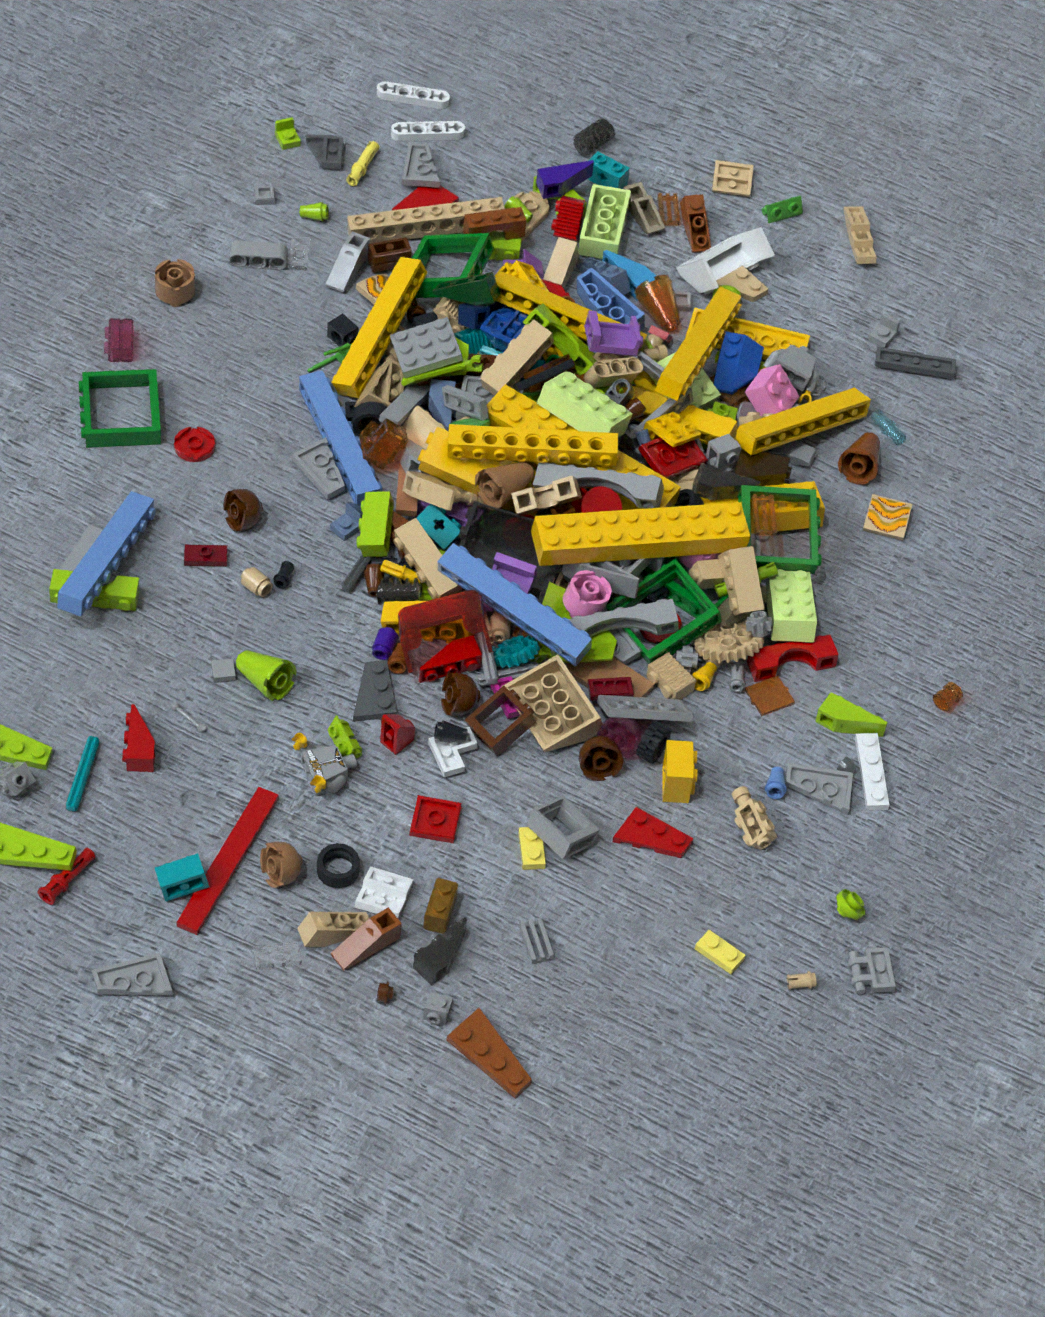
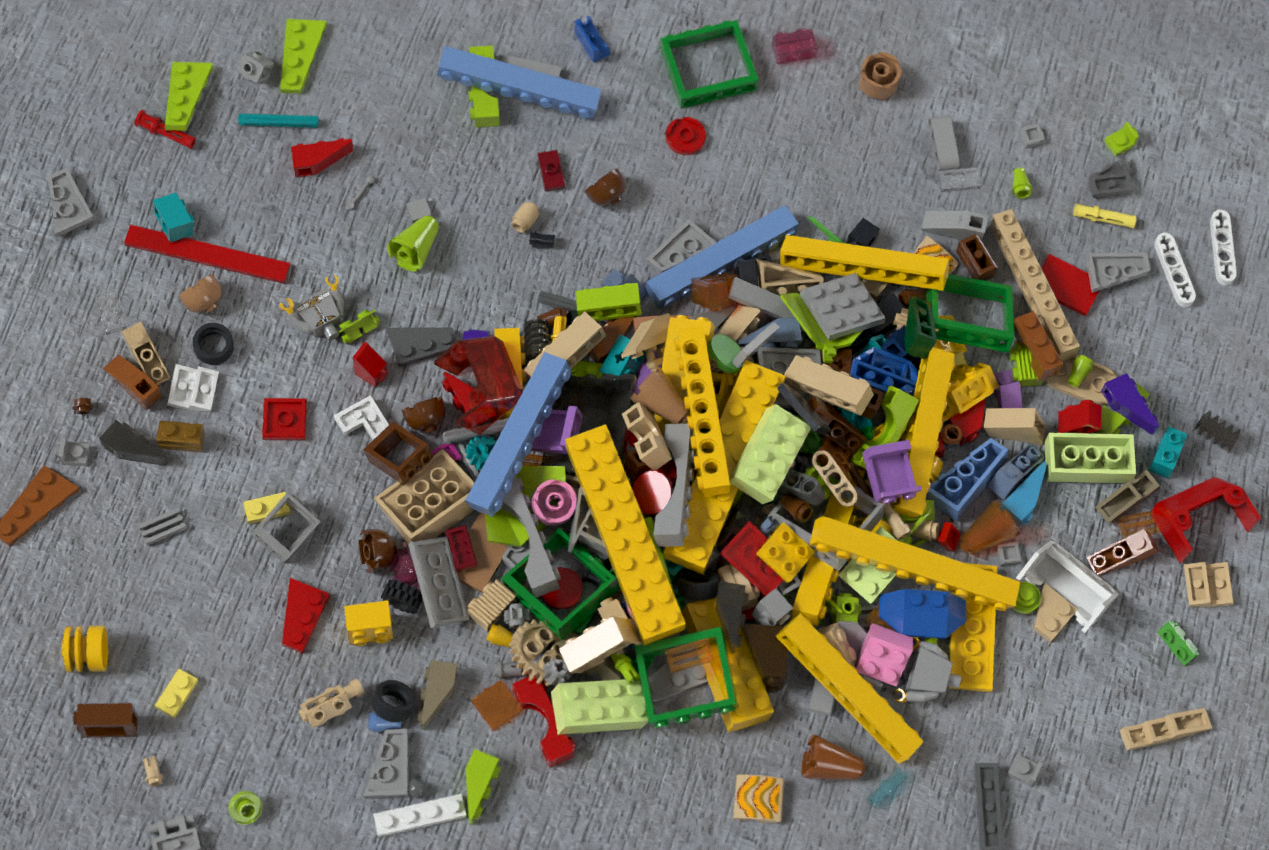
camera: 80 degrees right, 15 degrees up
(65, 496) = (591, 39): none -> blue hinge
(449, 732) = (374, 409): black cone -> none
(661, 173) = (1174, 516): none -> red windscreen
(668, 1013) = (81, 649): none -> yellow wheel
(748, 1004) = (106, 720): none -> reddish brown window
(750, 733) = (439, 688): none -> dark tan slope
(768, 772) = (396, 689): none -> black tyre

